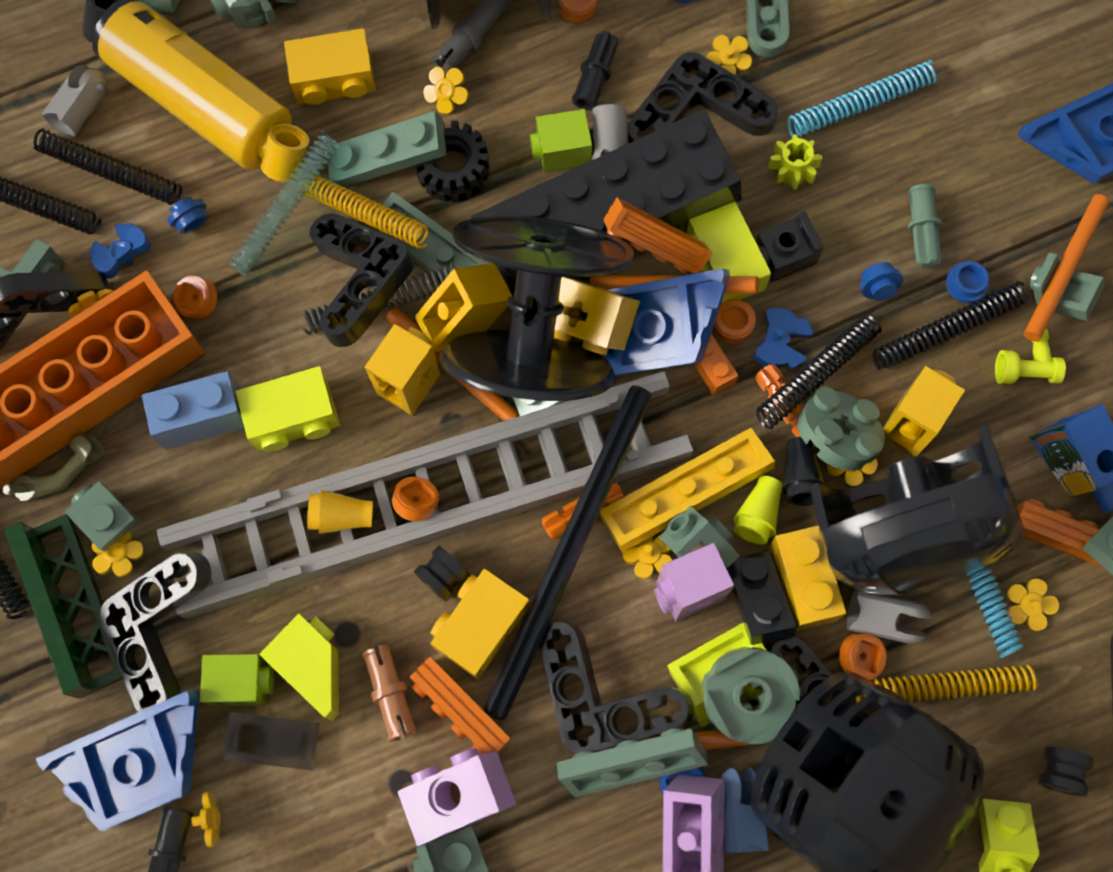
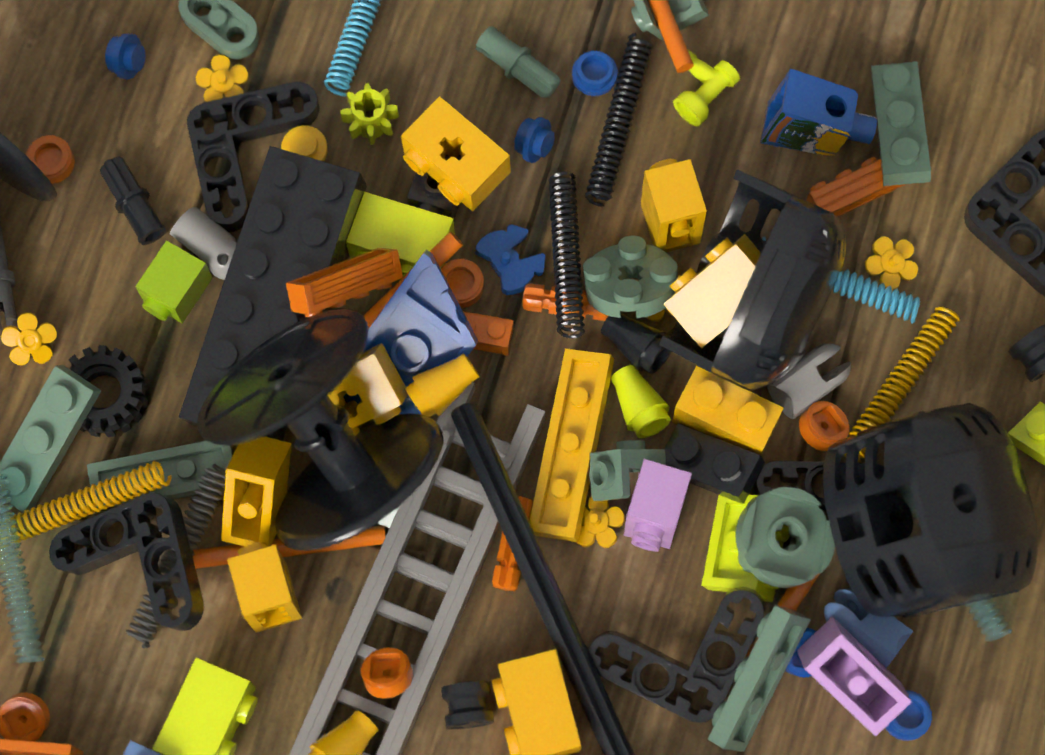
camera: 50 degrees left, 0 degrees up
(644, 364) = (440, 386): none -> yellow cone
(736, 141) = (306, 142): none -> yellow plate
(826, 253) = (447, 132): none -> yellow brick
(873, 484) = (709, 299): none -> brick

